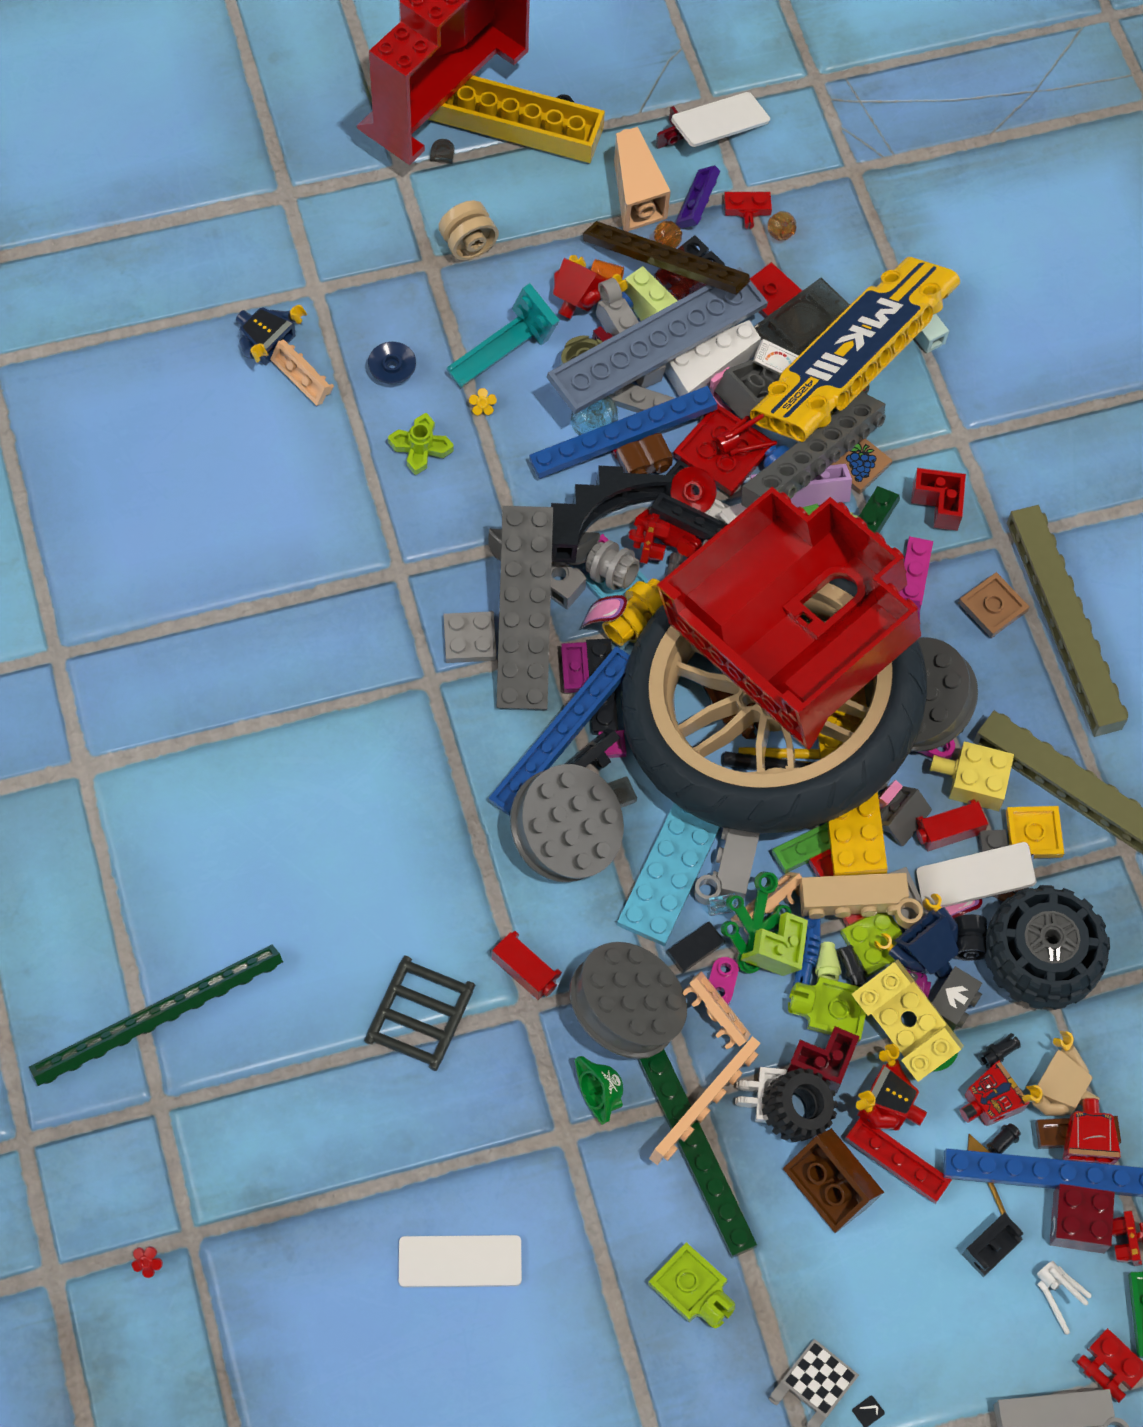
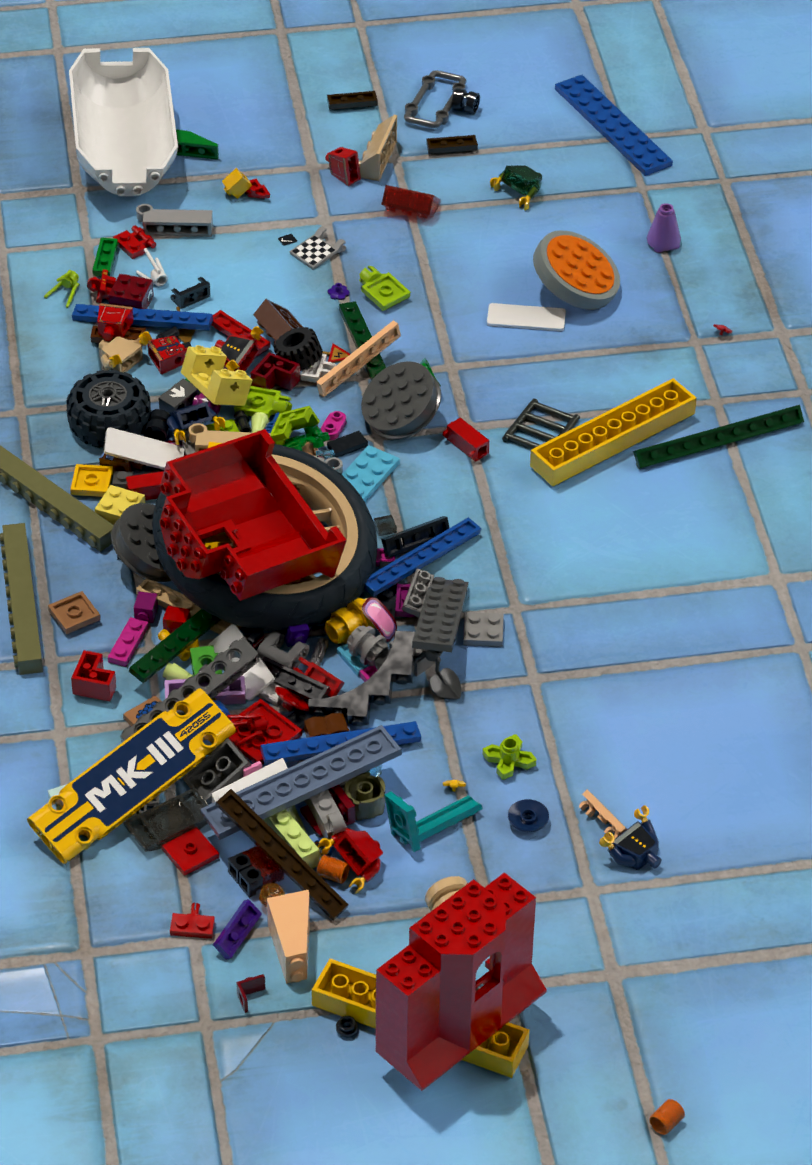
camera: 170 degrees left, 20 degrees down
(227, 34) = (667, 1116): none -> orange piece
(310, 996) = (612, 432): none -> yellow brick
(385, 1333) = (576, 270): none -> wheel
(559, 683) = (417, 592): none -> light grey tile
(566, 823) = (428, 492): dark grey wheel -> none
(655, 528) = (334, 663): red hips -> none
(718, 1010) = (340, 401): light nougat plate -> none
(720, 119) = (200, 992): white piece -> none
(742, 1138) = (336, 354): none -> piece
(763, 1293) = (338, 292): none -> dark purple plant
(773, 357) = (199, 782): white tile -> none
(782, 225) = (167, 895): clear orange piece -> none
(999, 1050) = (158, 374): black pin -> none

